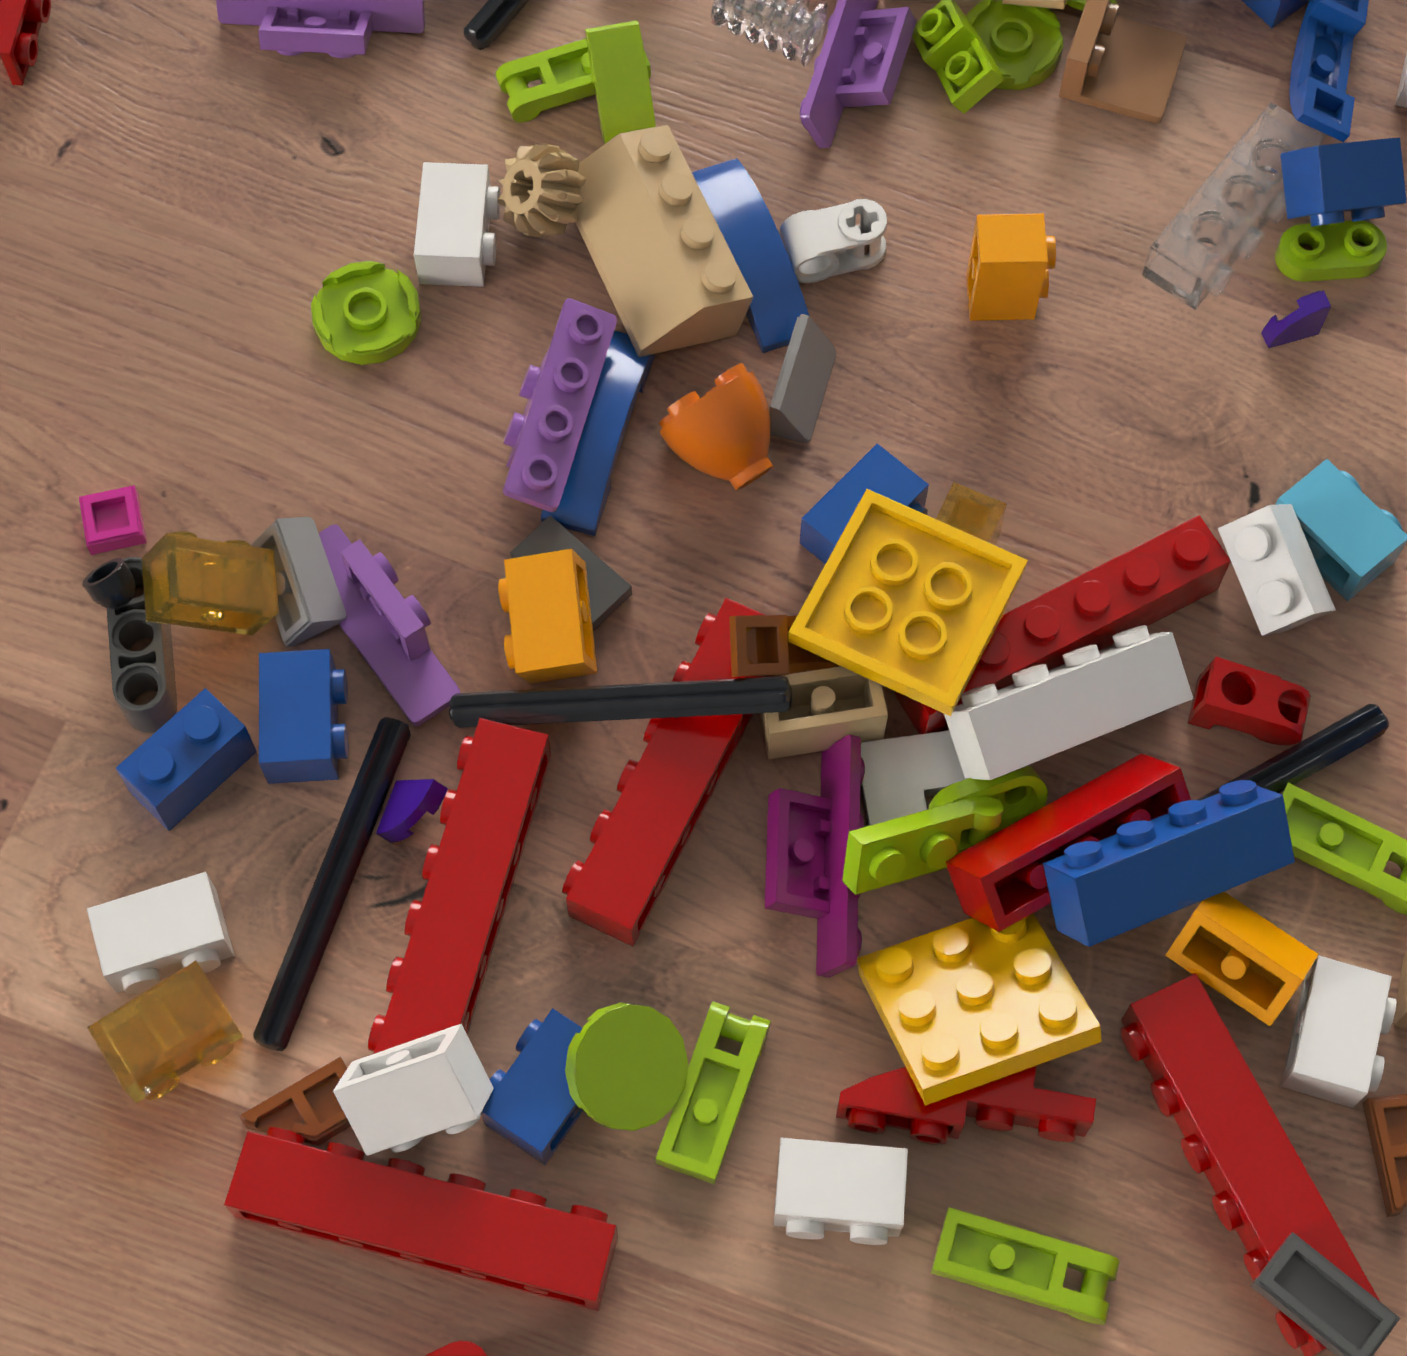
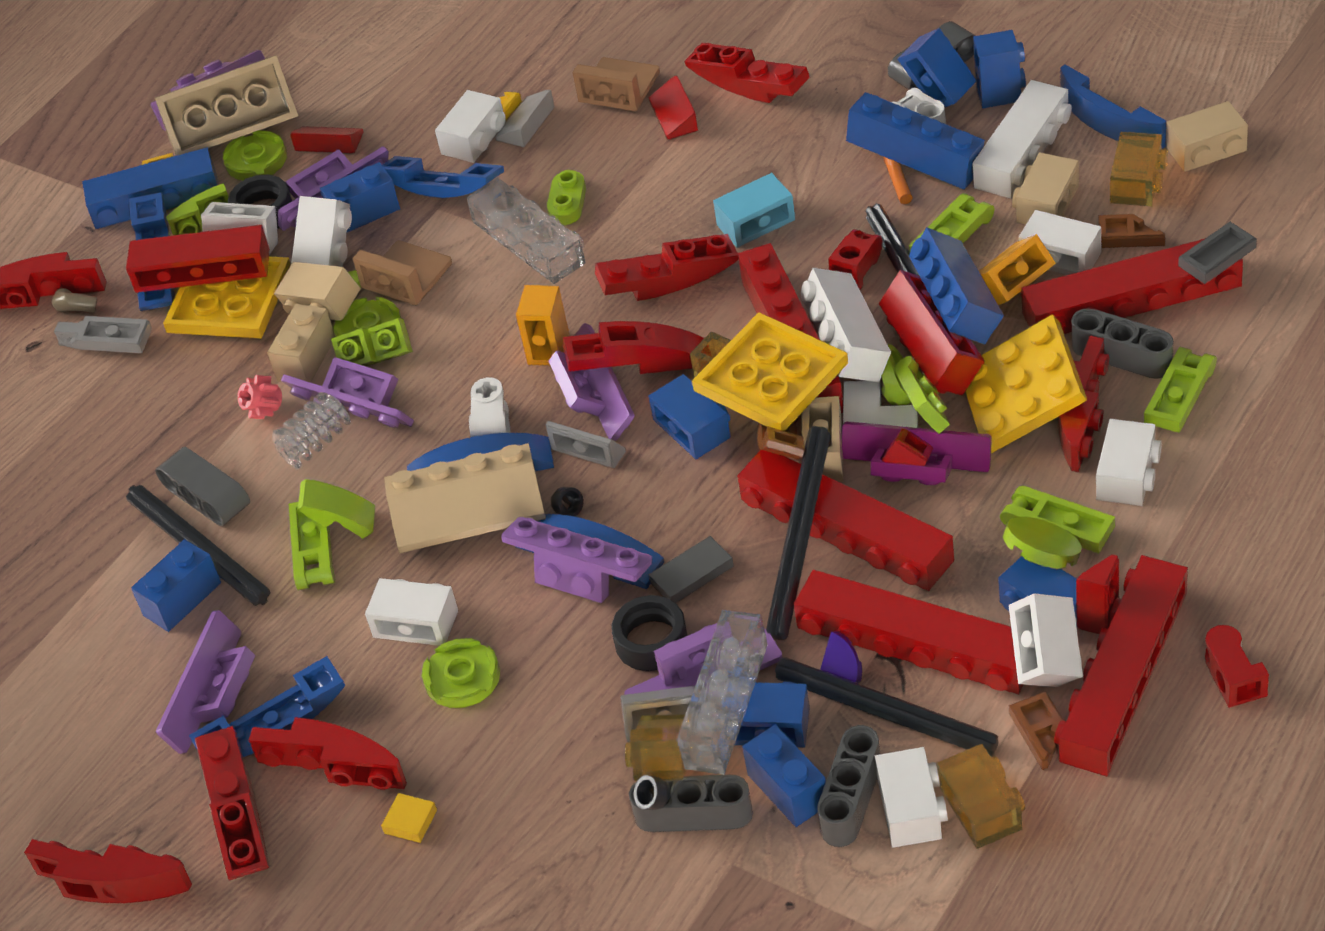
camera: 70 degrees left, 20 degrees down
(110, 102) = (232, 803): none -> red slope
(112, 520) = (583, 828): dark pink tile -> none
(120, 304) = (409, 817): none -> yellow tile
(156, 832) = (846, 801): none -> dark grey beam
(209, 191) = (341, 752): none -> red slope
(262, 97) = (314, 691): none -> blue slope
(269, 639) = (722, 692): none -> clear brick
(429, 499) = (641, 611): none -> black tyre
(524, 1167) = (1096, 594): none -> red slope
(541, 190) = (400, 542): tan gear -> none
(548, 616) = (727, 569): light orange brick -> none
(673, 373) = (570, 496): none -> black hinge
(723, 430) = (613, 473): orange piece -> none
(810, 842) = (908, 450): none -> red slope
(914, 356) = (594, 392): none -> medium lavender bracket
(975, 403) = (623, 343): none -> red slope
(1124, 1131) = (1128, 343): none -> dark grey beam
(1177, 426) = (676, 268): none -> red slope
(1276, 569) = (779, 226): white brick -> none
(1301, 323) = (611, 212): dark purple tile -> none
(1343, 178) = (531, 173): blue brick -> none

